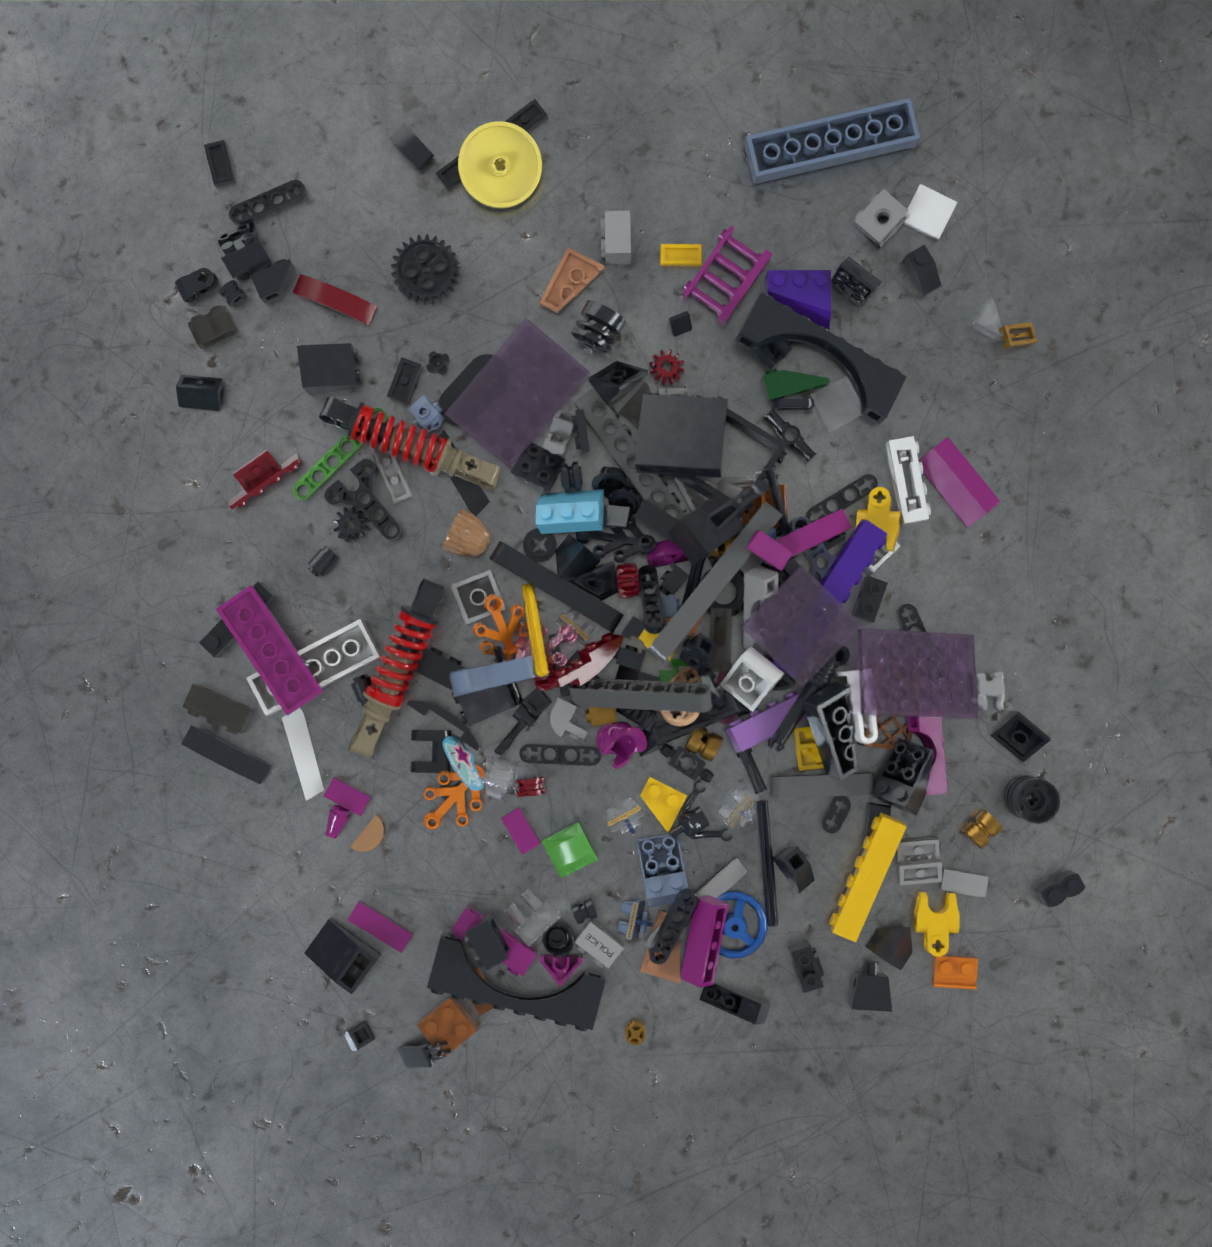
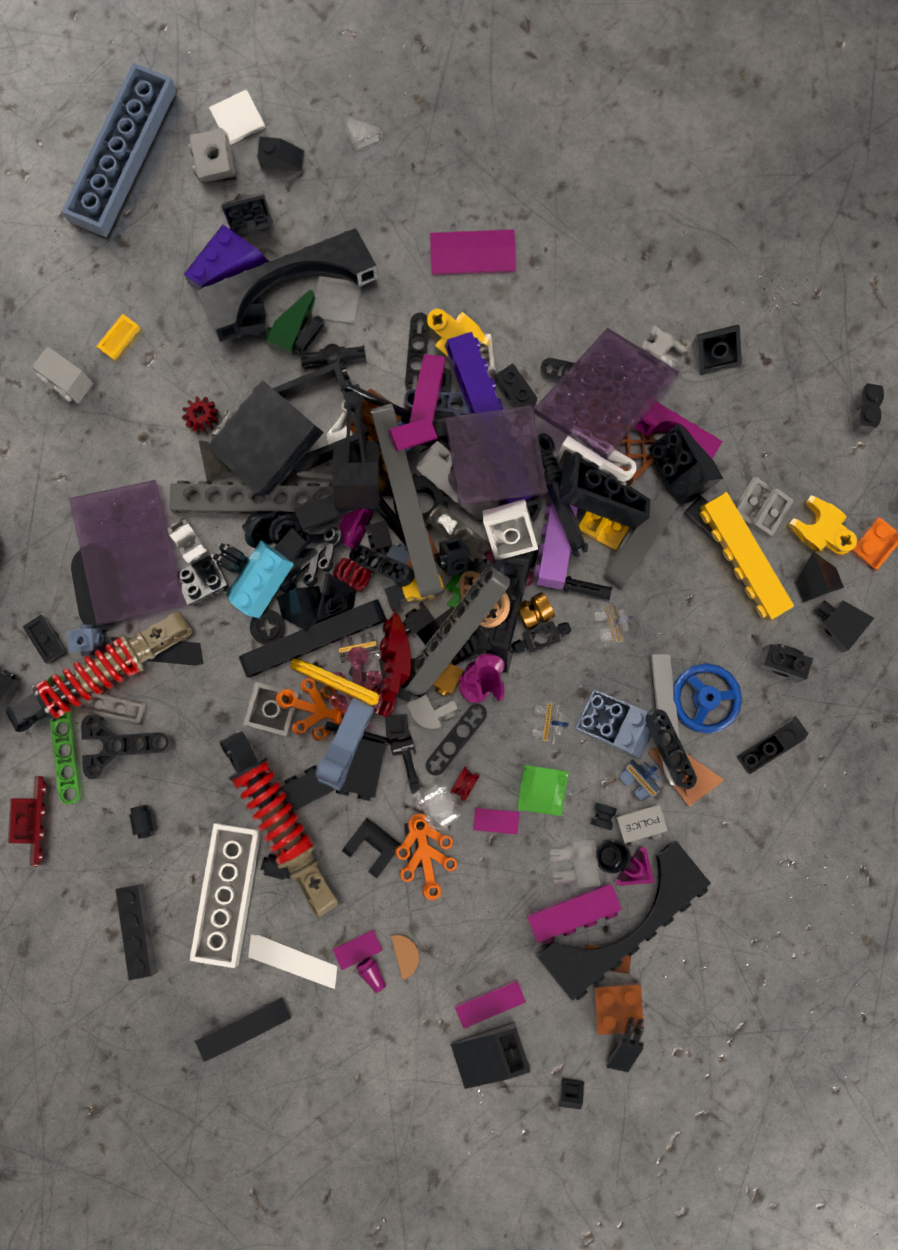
camera: 50 degrees left, 5 degrees down
(218, 709) = (198, 1007): clear smoke brick -> none
(269, 650) = (180, 921): magenta plate -> none
(342, 522) = (125, 782): black gear -> none
(432, 366) = (50, 606): black plate -> none
(462, 762) = (400, 825): sticker -> none
(466, 535) = (213, 682): medium nougat hair -> none
(468, 736) = (331, 826): black slope -> none
(487, 942) = (570, 917): black brick -> none
(569, 279) = (67, 441): nougat wing -> none
(581, 441) = (205, 524): black wing -> none
(599, 323) = (123, 444): black wheel -> none
(616, 380) = (180, 462): black slope -> none
(637, 1036) = (744, 849): pearl gold wheel -> none
(663, 801) = (559, 682): yellow wing -> none
(680, 323) = (173, 378): black slope -> none
(695, 820) = (594, 666): black piece -> none
(704, 941) = (703, 732): magenta brick -> none
(735, 294) = (177, 296): magenta fence -> none
(767, 863) = (674, 632): black axle -> none
(795, 868) = (695, 611): black slope -> none
(840, 817) = (679, 544): black beam -> none
(915, 470) = (412, 280): white brick -> none
(965, 883) = (808, 482): light grey slope -> none
(984, 827) = (773, 435): pearl gold wheel -> none
(1008, 337) = (378, 121): pearl gold tile -> none
(1040, 807) = (785, 368): black wheel -> none

